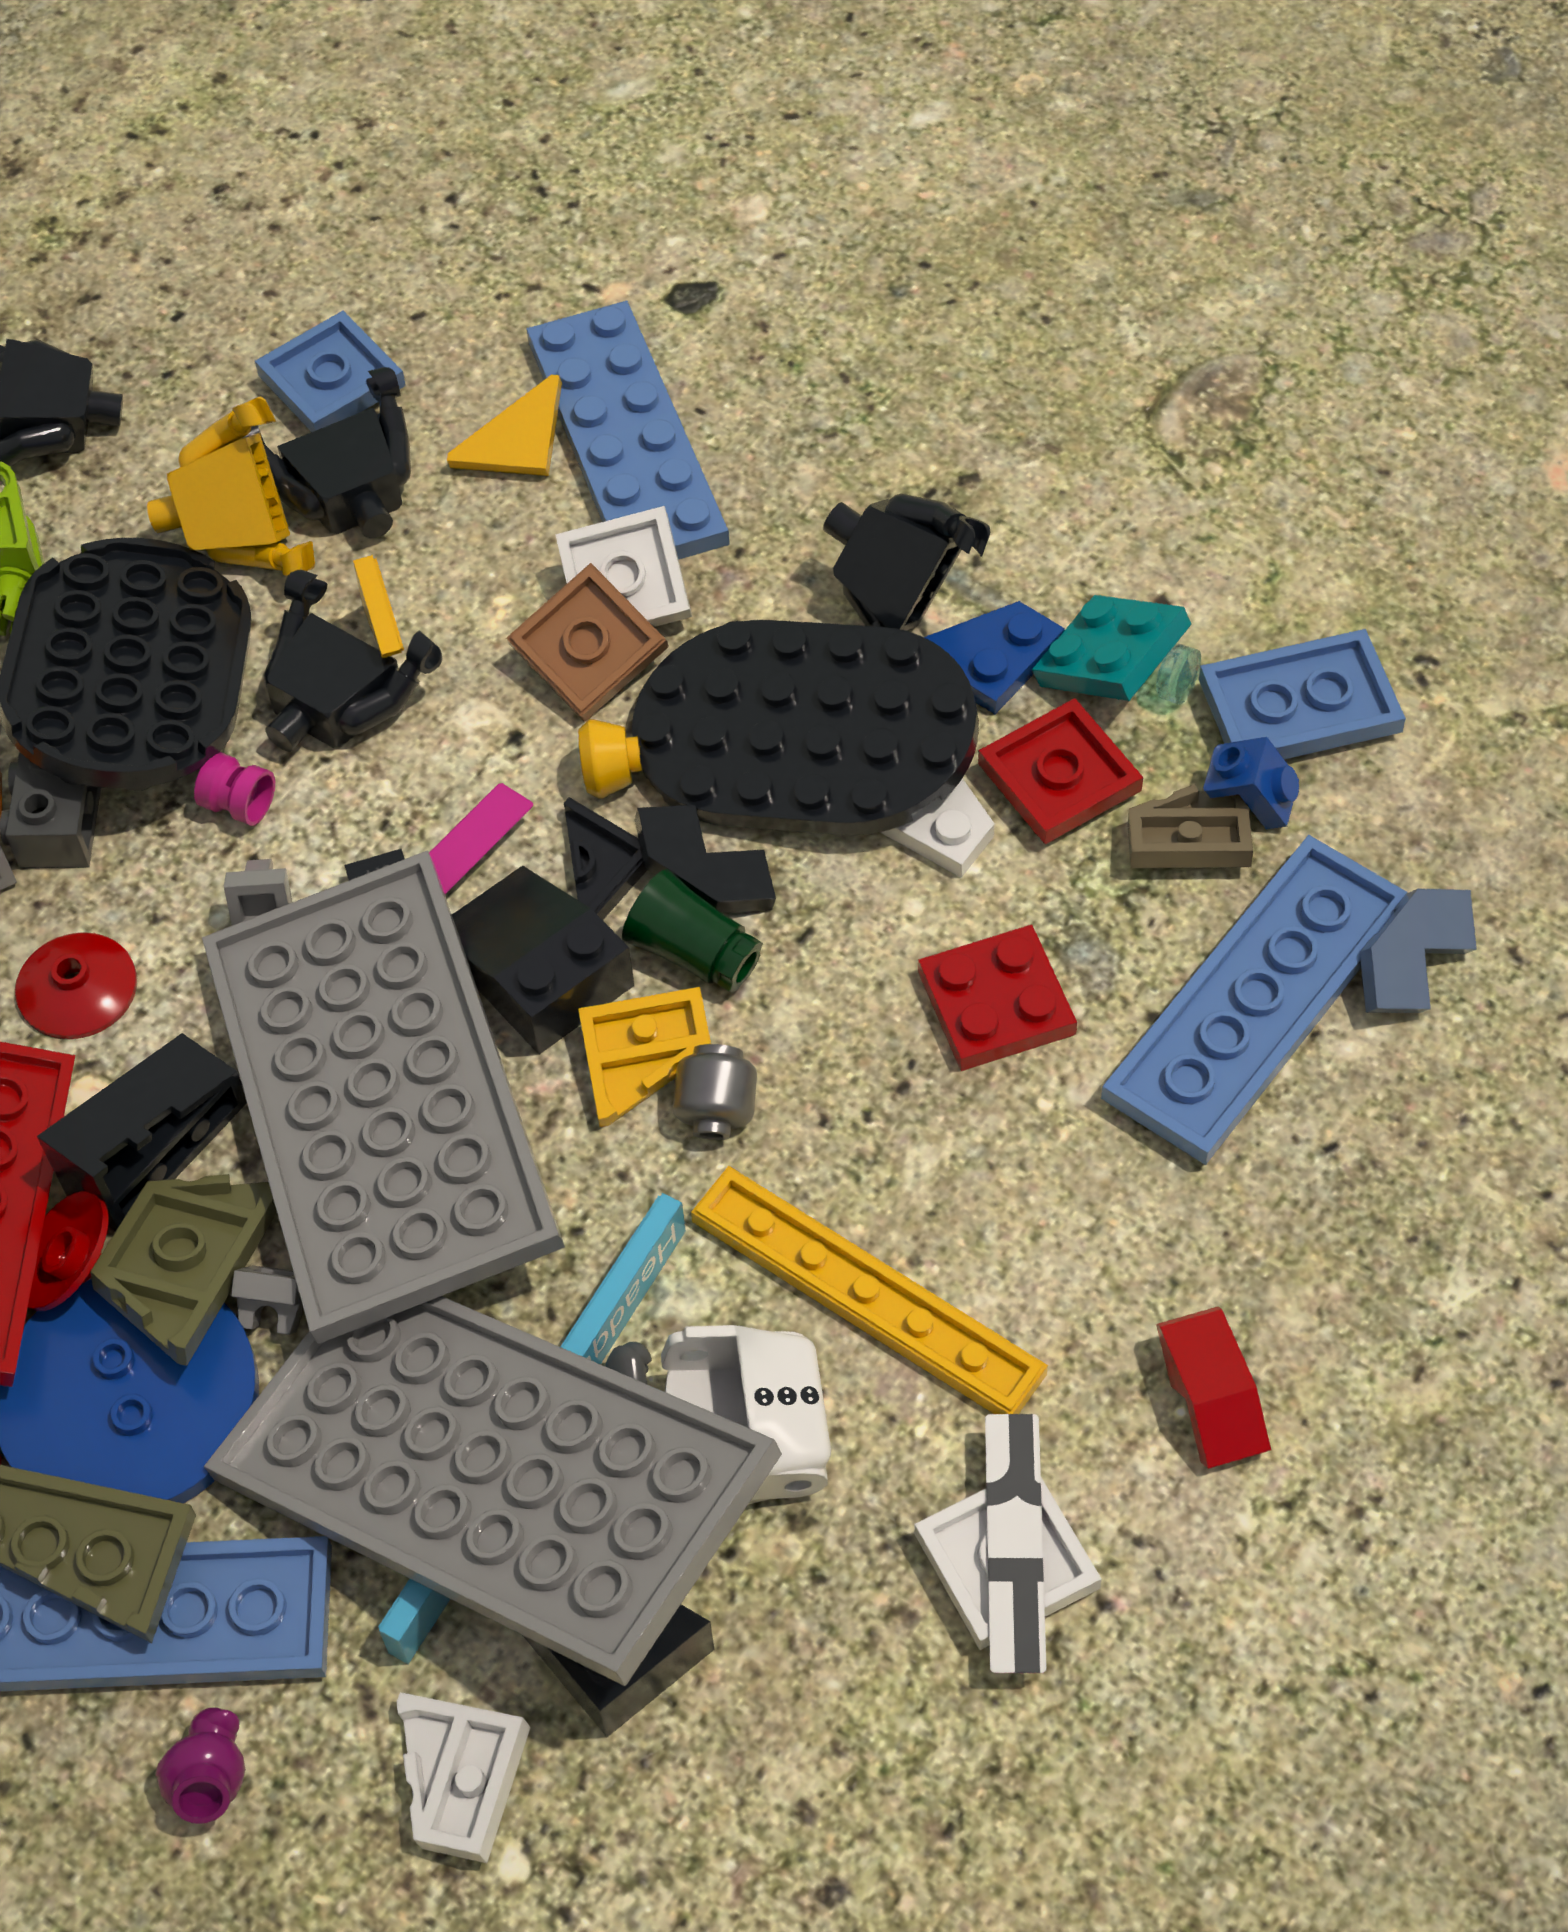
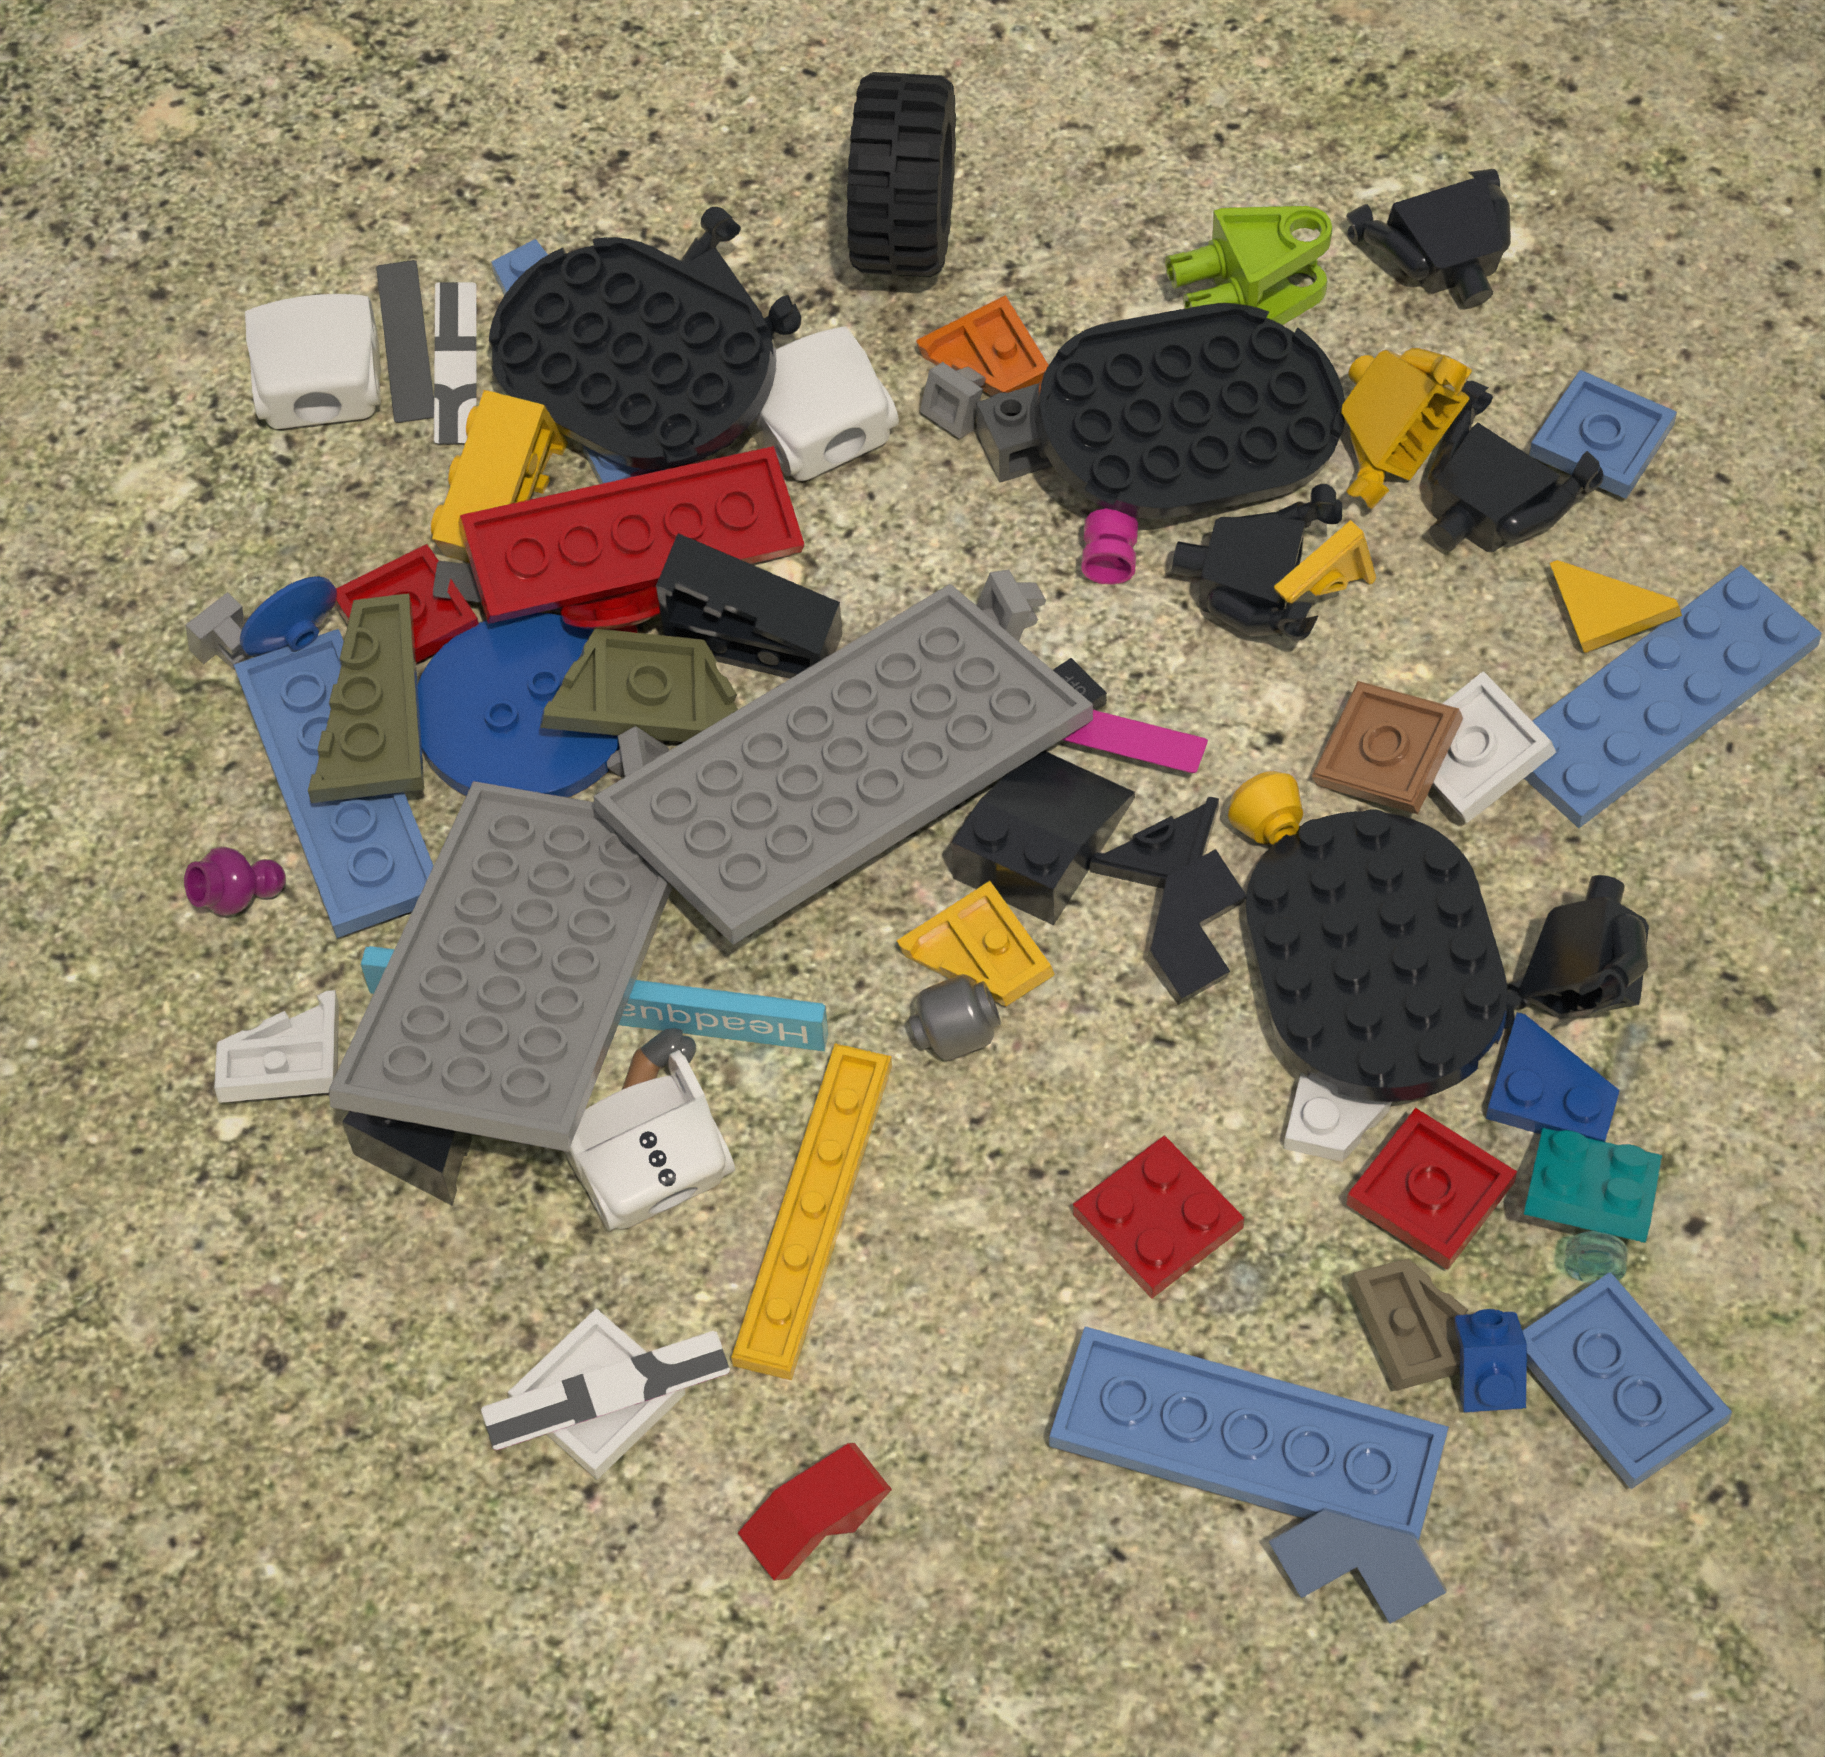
camera: 70 degrees right, 0 degrees up
(82, 1003) = (881, 537): red dish -> none
(690, 933) = (1108, 939): dark green plant -> none

